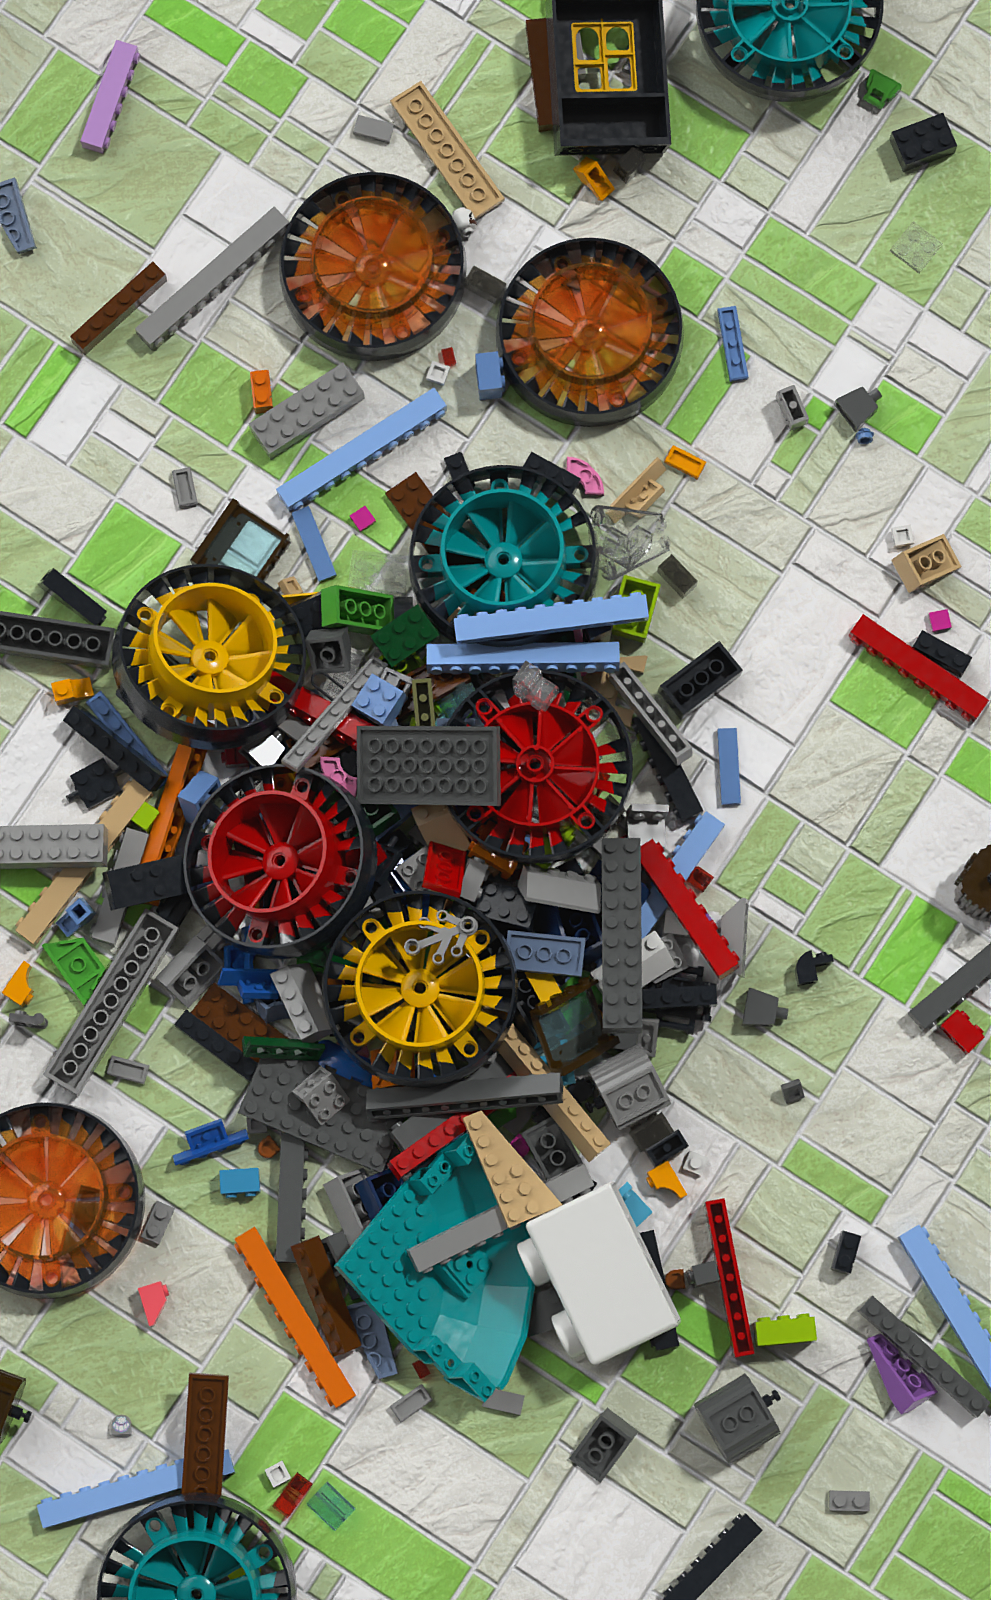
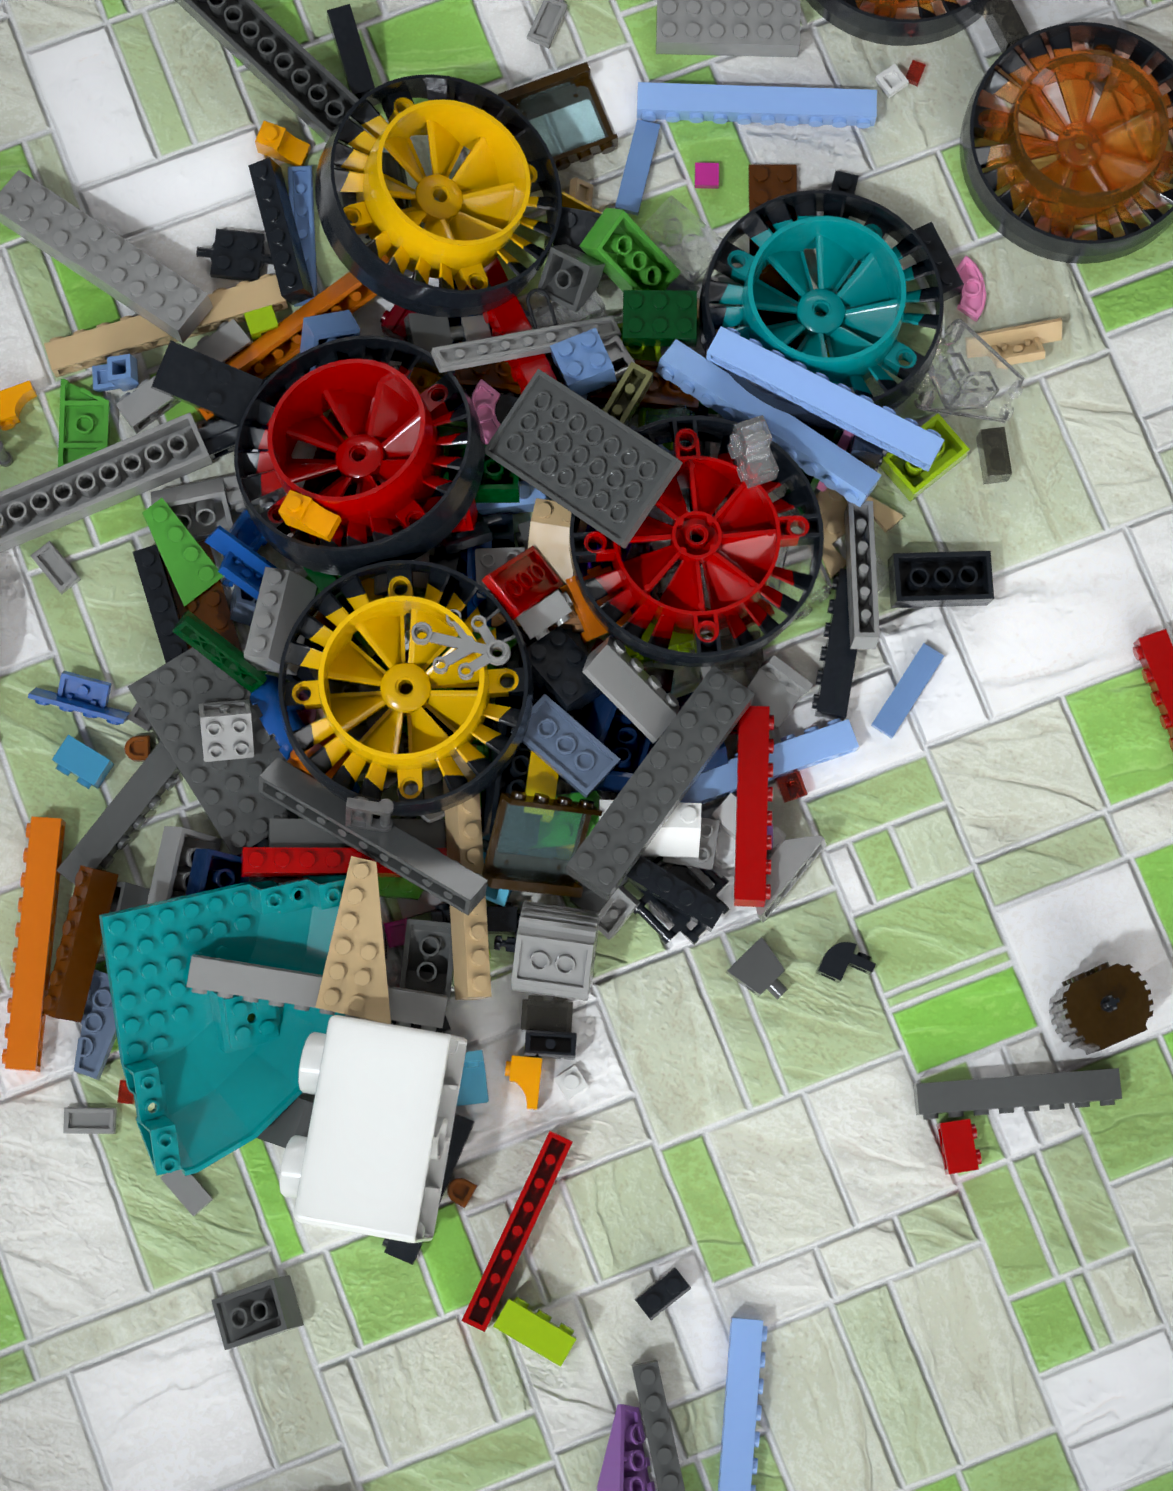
camera: 35 degrees right, 0 degrees up
(212, 1005) = (184, 558): none -> bright green wing
(284, 923) = (308, 516): none -> light orange arch
(452, 1086) = (360, 814): none -> flat silver plate
(489, 378) = (943, 116): medium blue brick -> none
(685, 462) = (1087, 345): light orange tile -> none
(702, 1274) = (489, 1206): dark grey brick -> none
(738, 1417) = (416, 1389): dark grey piece -> none
(792, 1091) = (729, 1080): flat silver plate -> none

